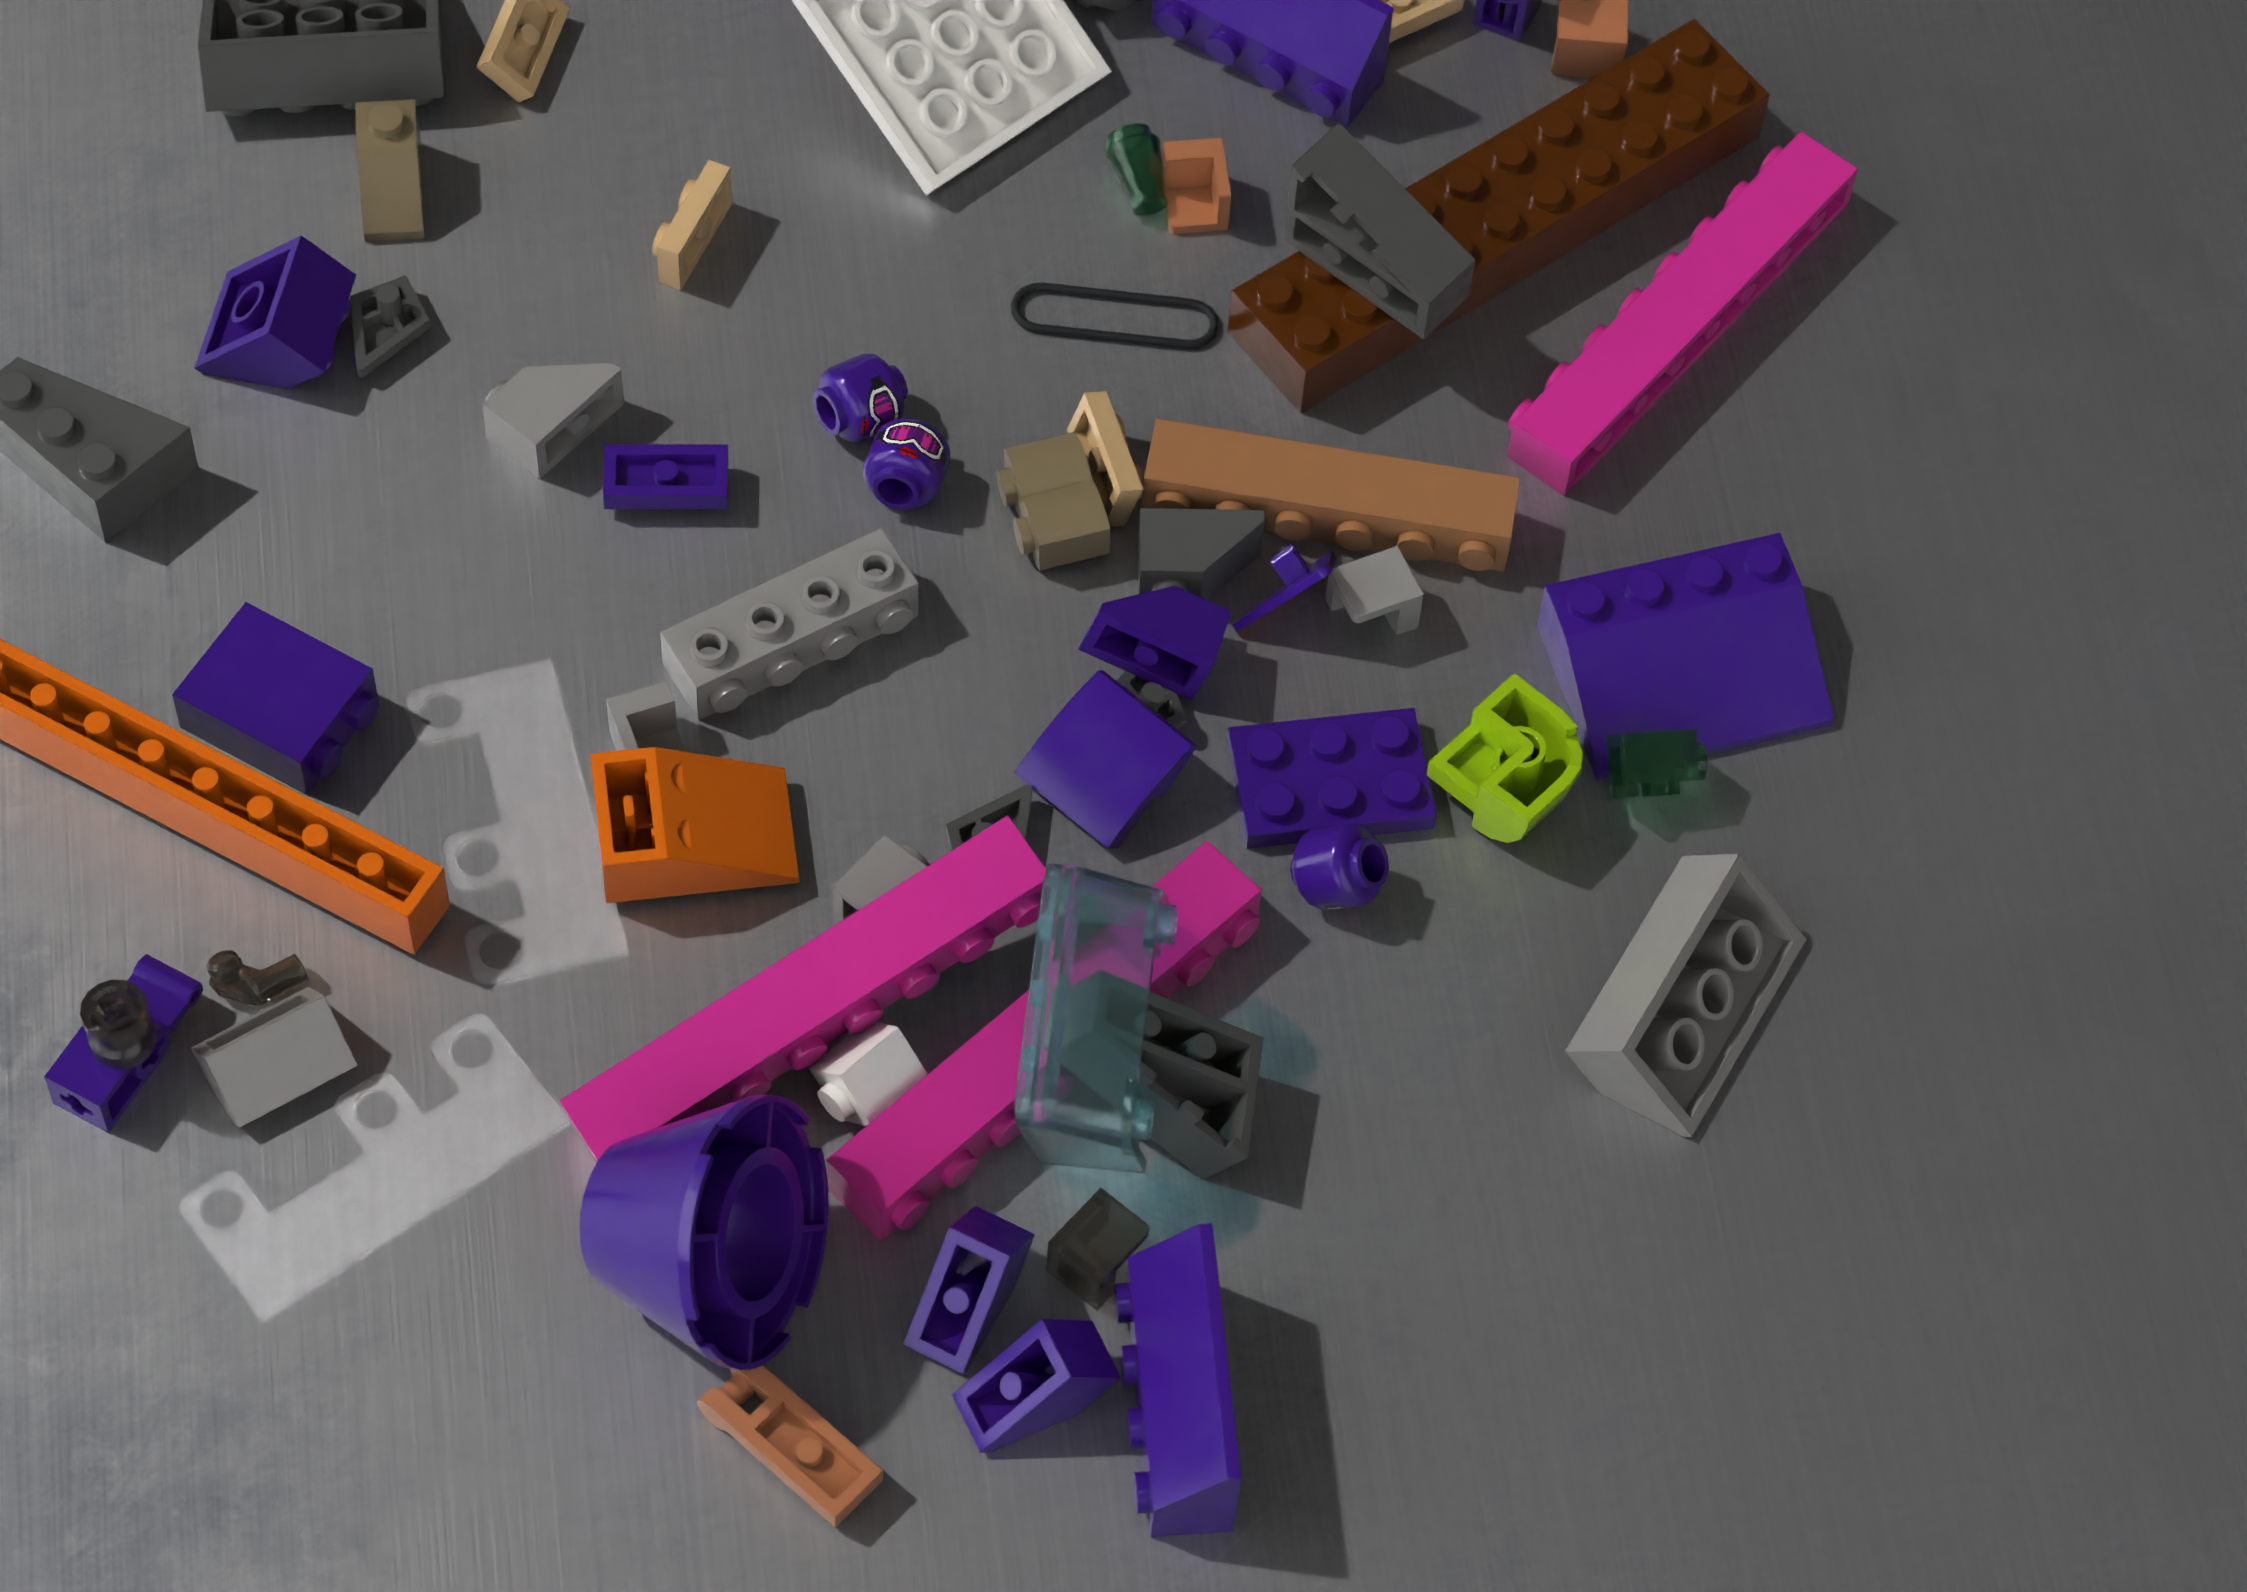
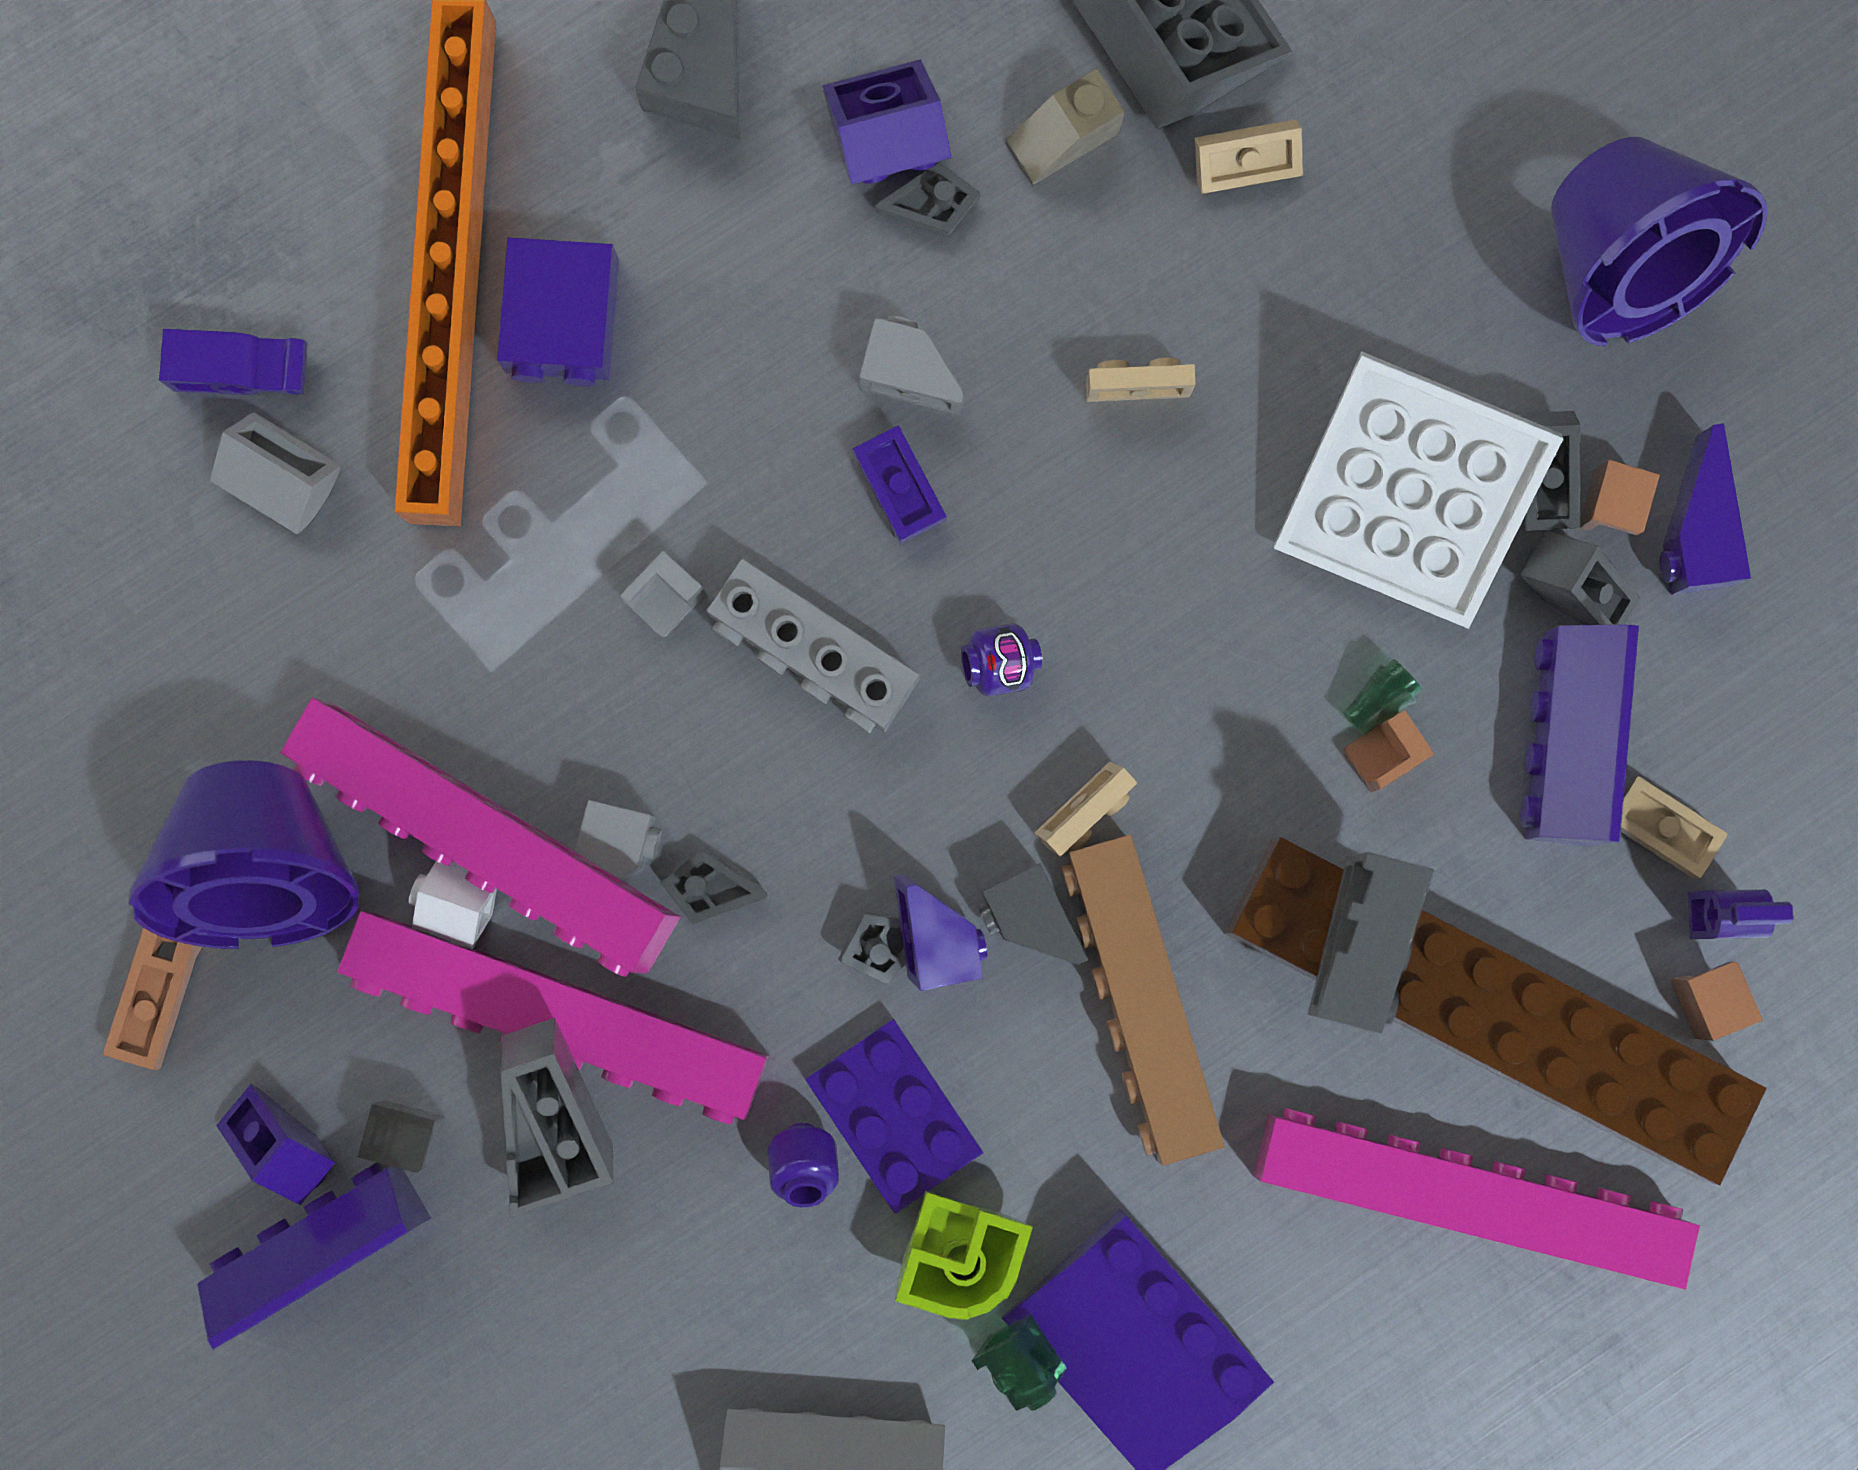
camera: 65 degrees right, 25 degrees up
(129, 1034) = (219, 364): clear smoke wheel -> none
(250, 985) = (327, 425): clear smoke arm -> none
(397, 1179) = (232, 608): clear piece -> none
(690, 824) = (599, 666): orange slope -> none
(859, 397) = (1043, 594): dark purple head -> none
(968, 1287) = (329, 1059): dark purple slope -> none
(1055, 501) = (1027, 788): dark tan brick -> none
(1088, 1019) = (540, 1055): clear light blue windscreen -> none
(1105, 759) = (811, 943): dark purple slope -> none
(1119, 295) = (1218, 754): black piece -> none
(1295, 575) = (1043, 1015): dark purple piece -> none
(1375, 588) = (1066, 1078): light grey panel -> none

